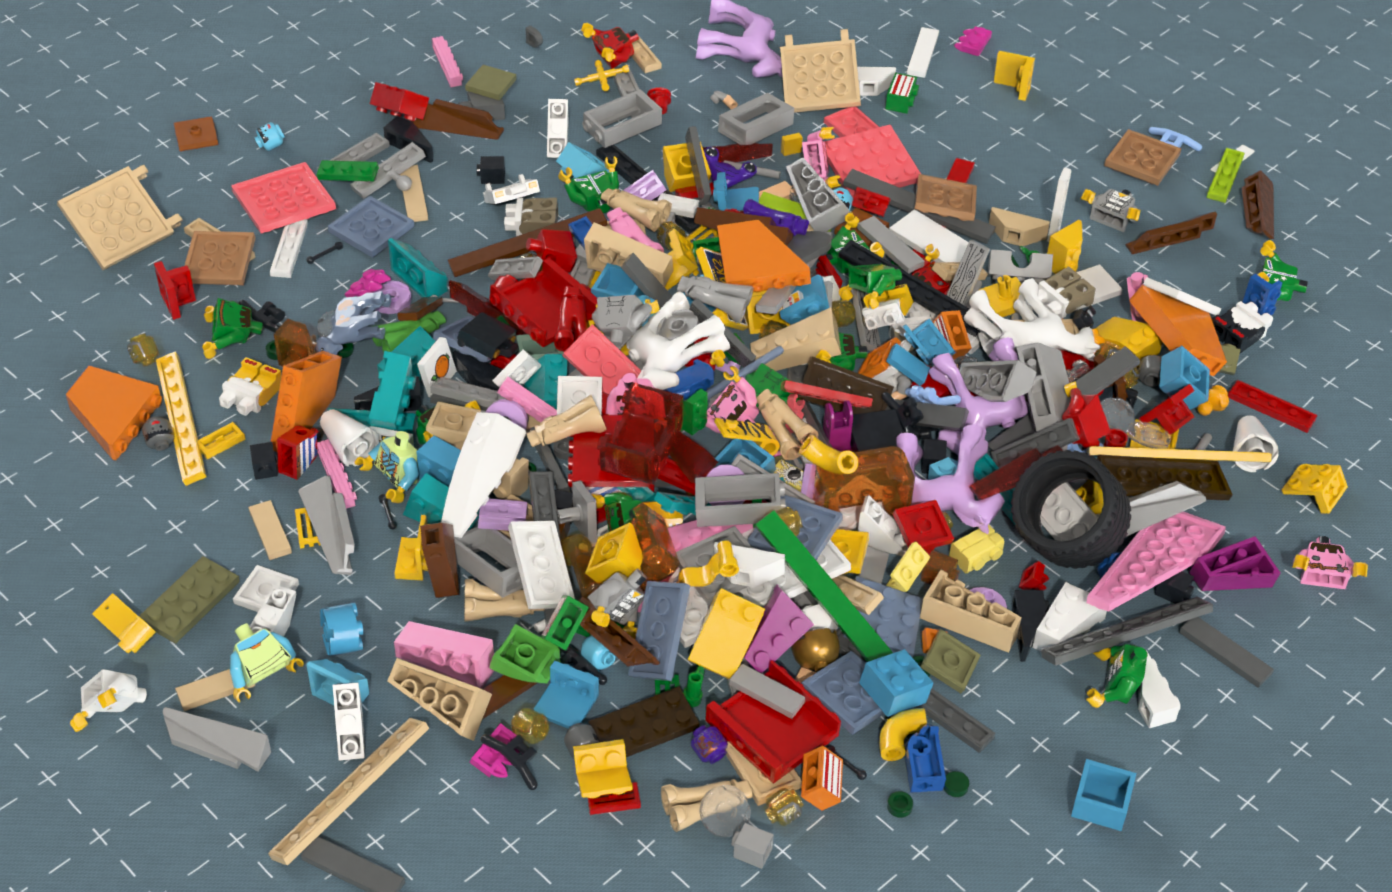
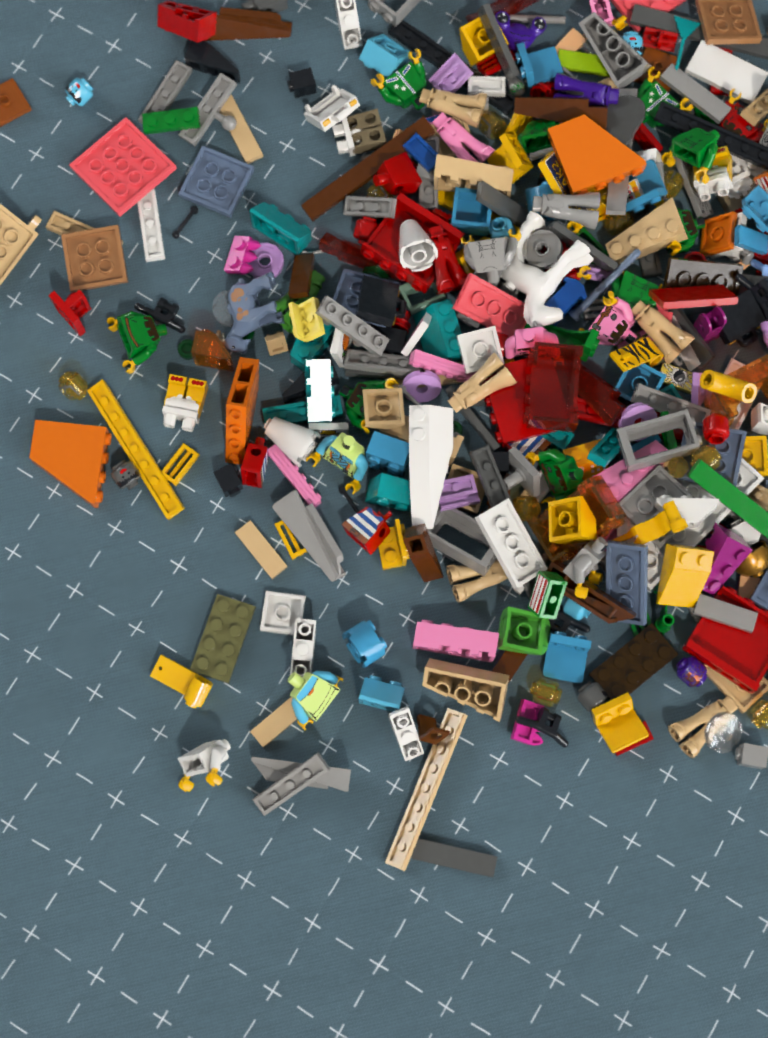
camera: 15 degrees left, 30 degrees up
(195, 741) = (291, 784): none -> light grey tile
(369, 359) = (276, 343): none -> tan tile
(379, 728) = (428, 730): none -> reddish brown bracket
(393, 528) = (368, 528): none -> torso
(405, 336) = (305, 322): none -> light yellow bracket
(450, 346) = (352, 326): none -> light grey plate
(543, 300) = (415, 247): none -> white cone
(749, 530) = (677, 467): none -> clear yellow tile
(806, 499) = (715, 428): none -> red head
(897, 196) = (685, 29): none -> teal piece

